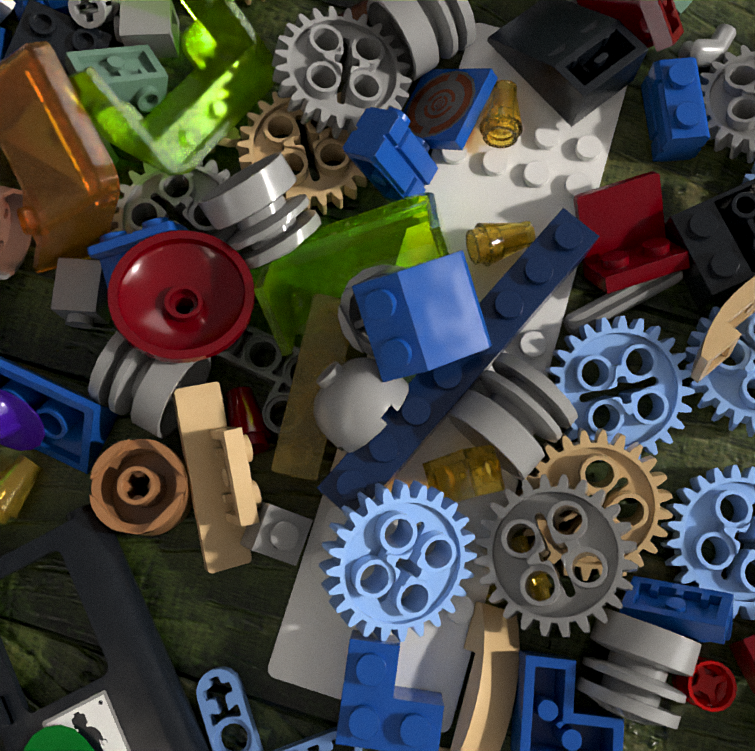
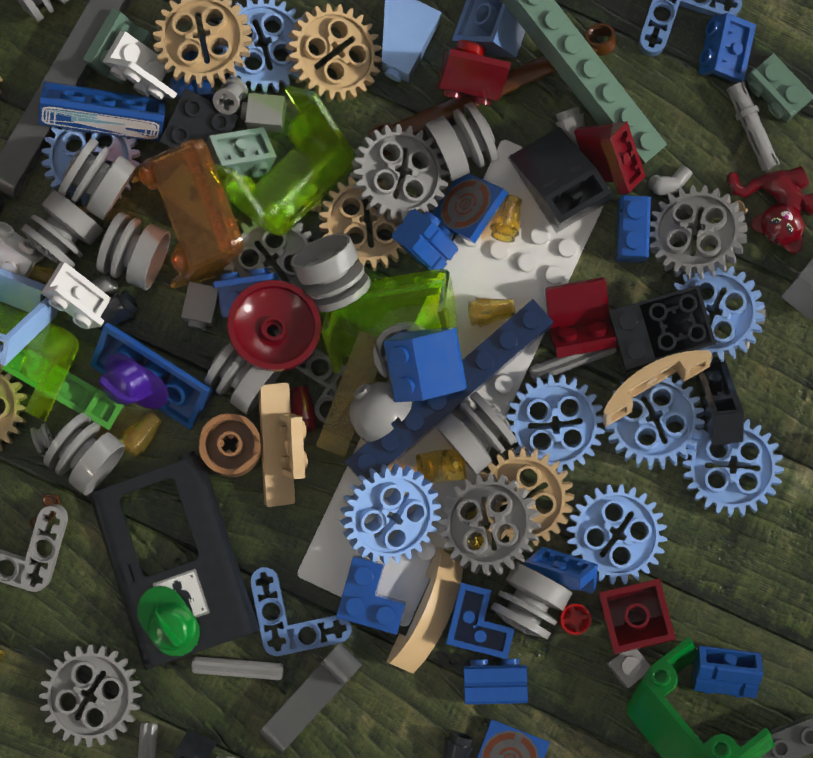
camera: 10 degrees right, 5 degrees up
(277, 533) = (315, 487): light grey brick -> none

